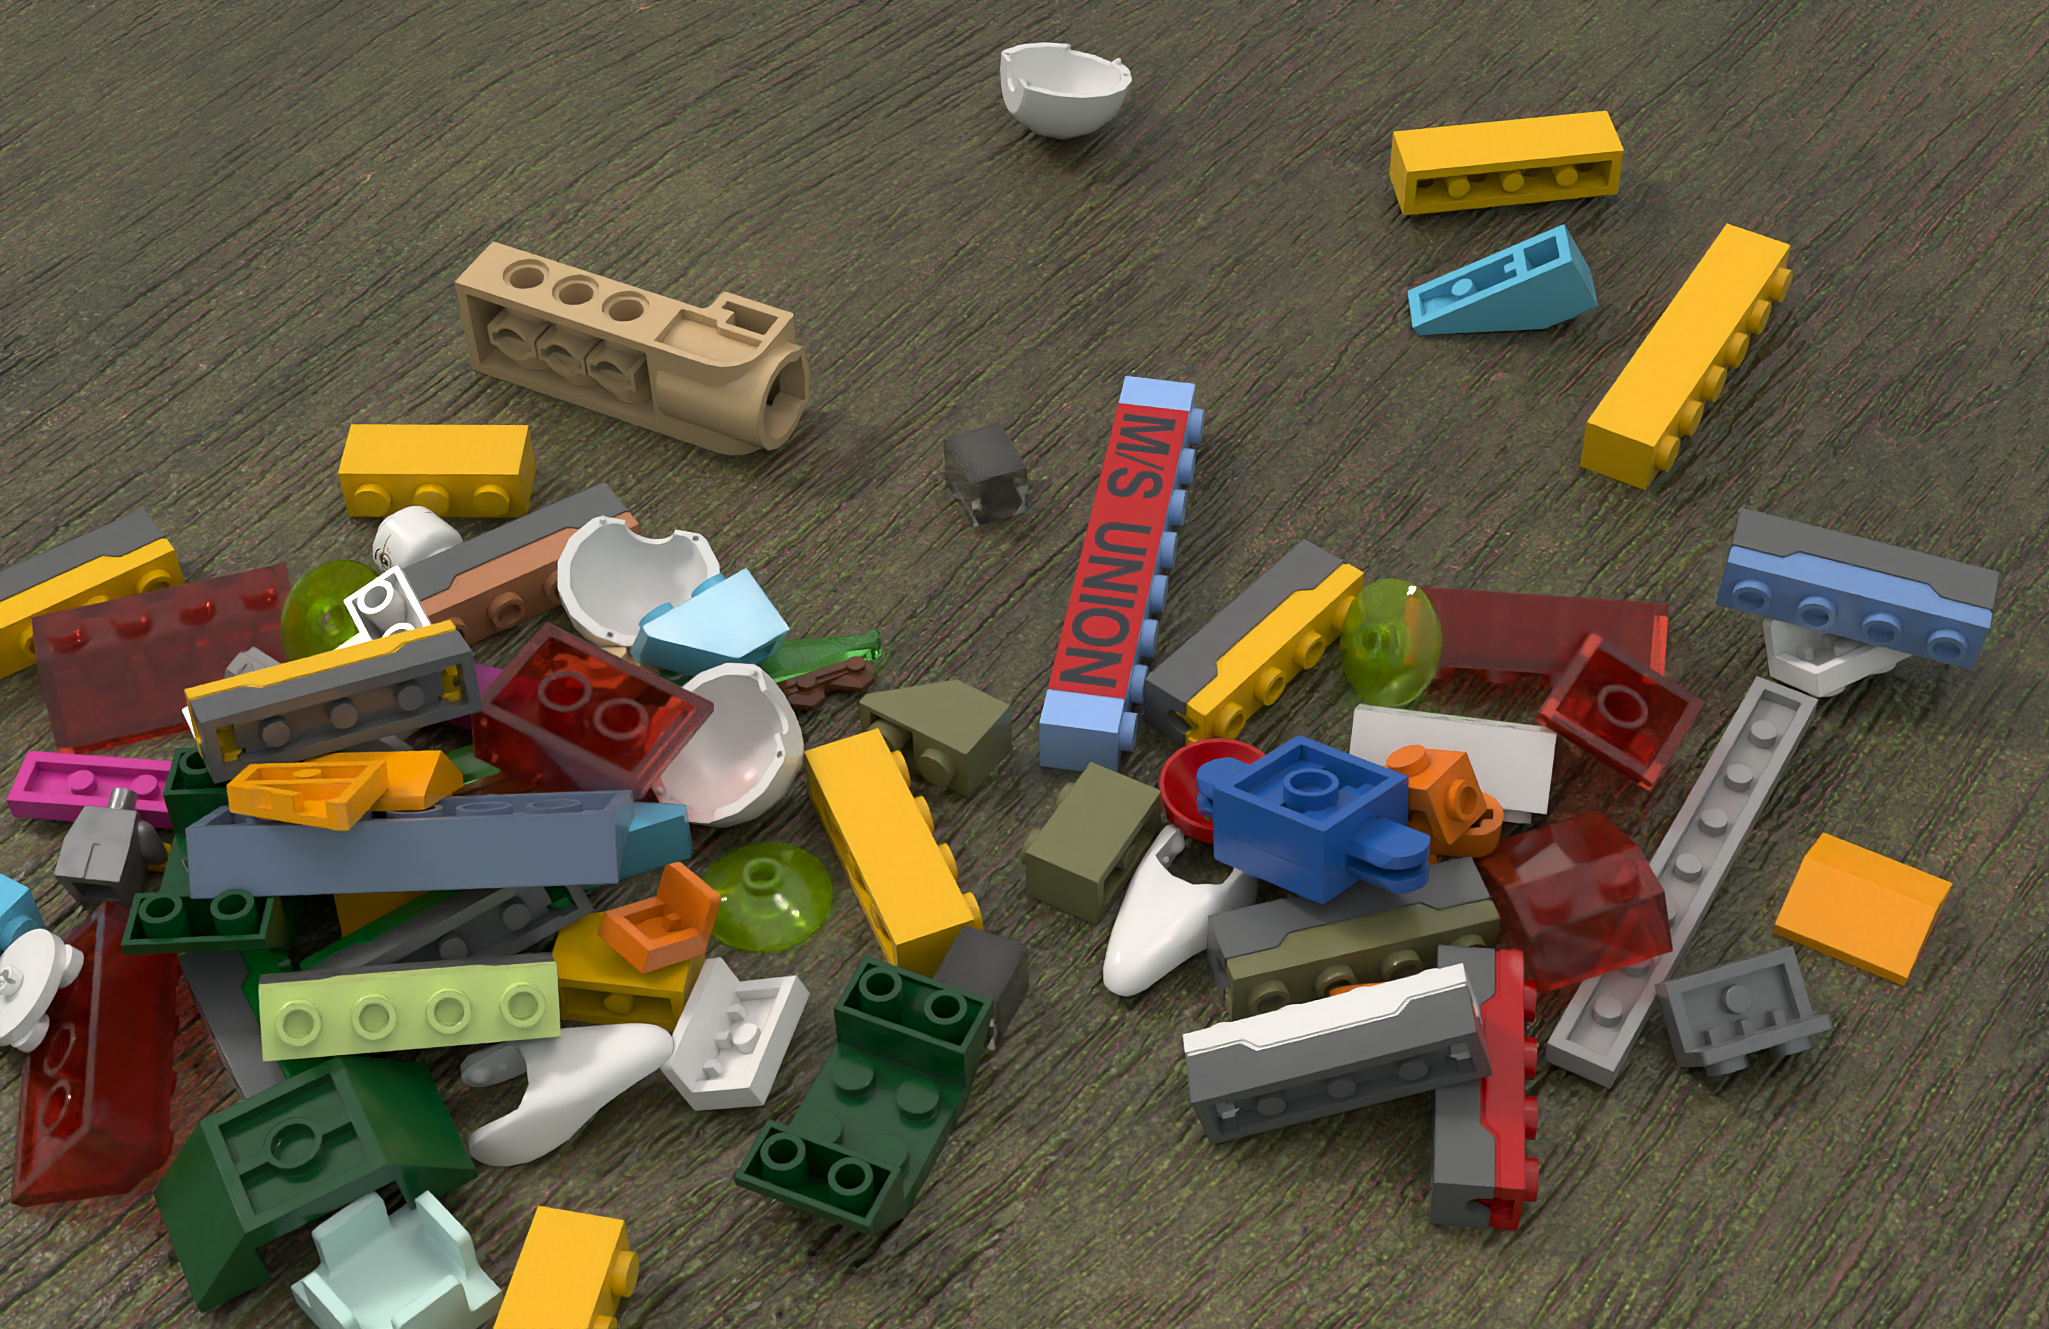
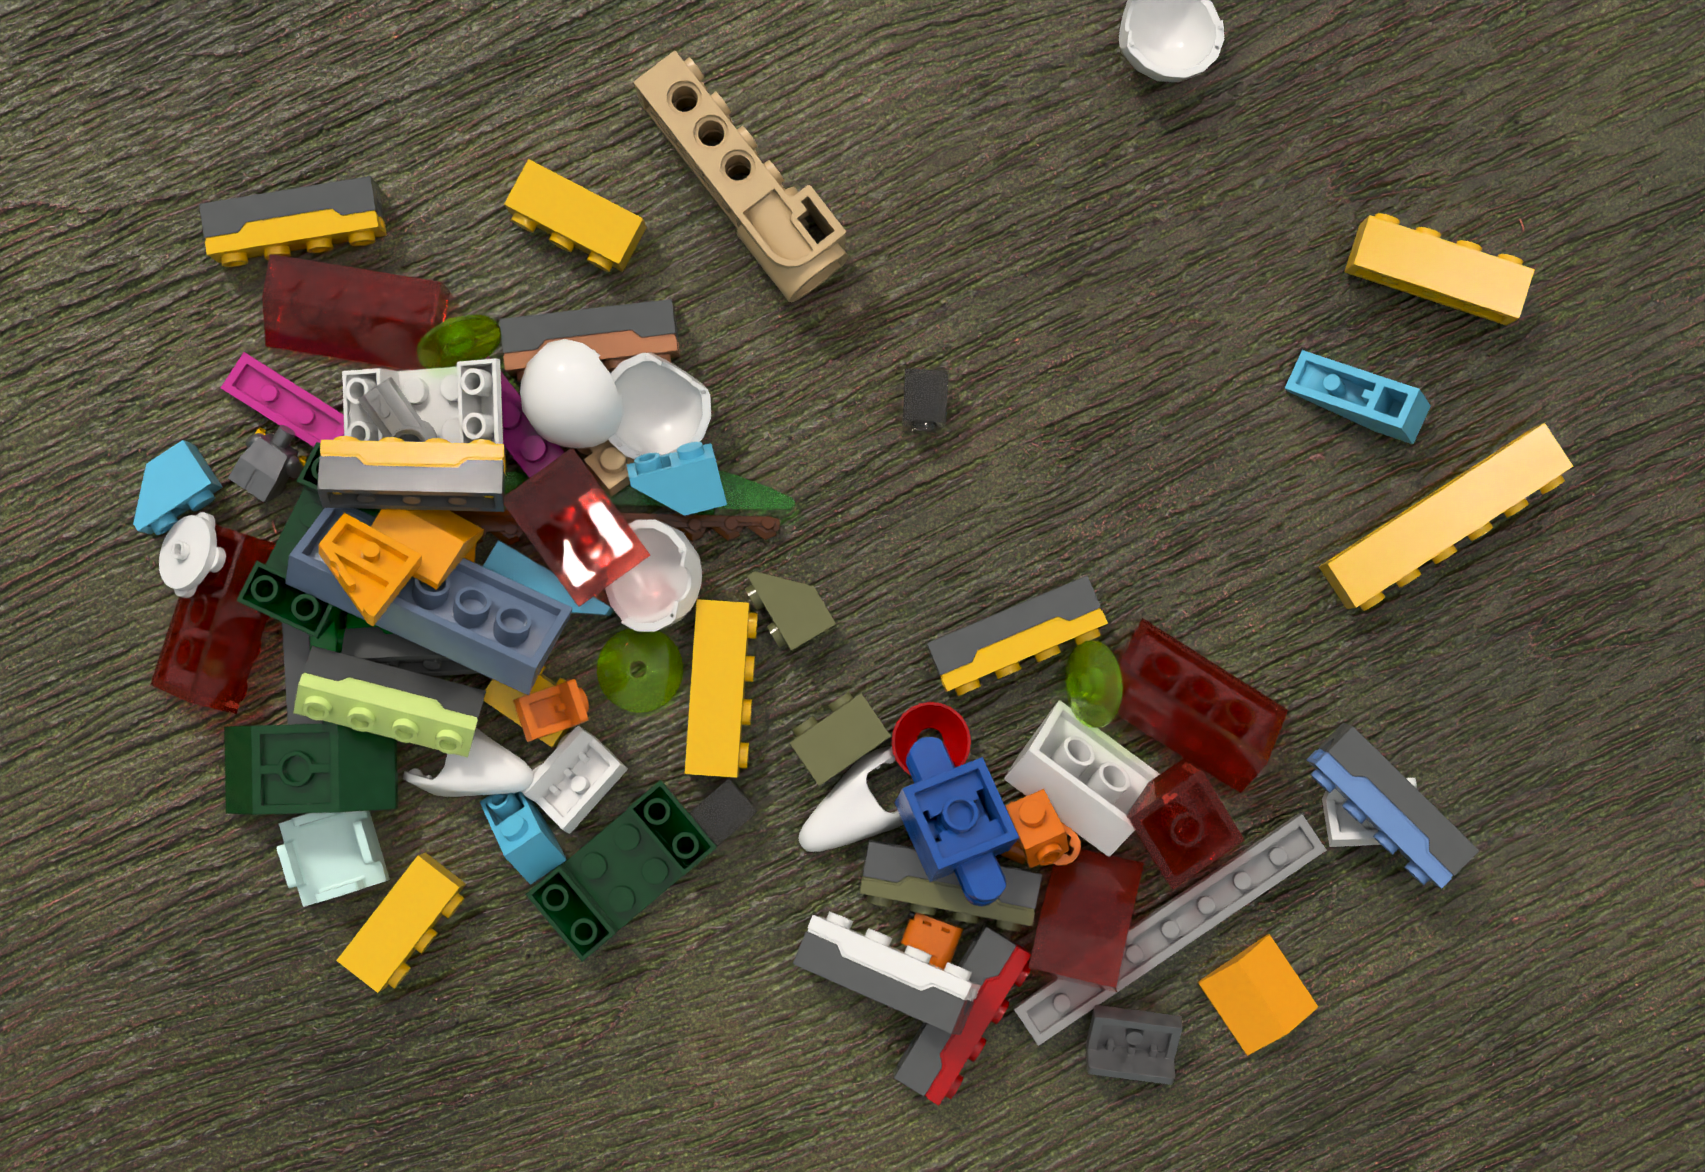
camera: 20 degrees right, 40 degrees up
(411, 537) = (537, 284): white head -> none
(516, 579) = (570, 395): none -> white cylinder
(688, 1130) = (523, 834): none -> medium azure slope
(1120, 577) = (970, 524): brick -> none

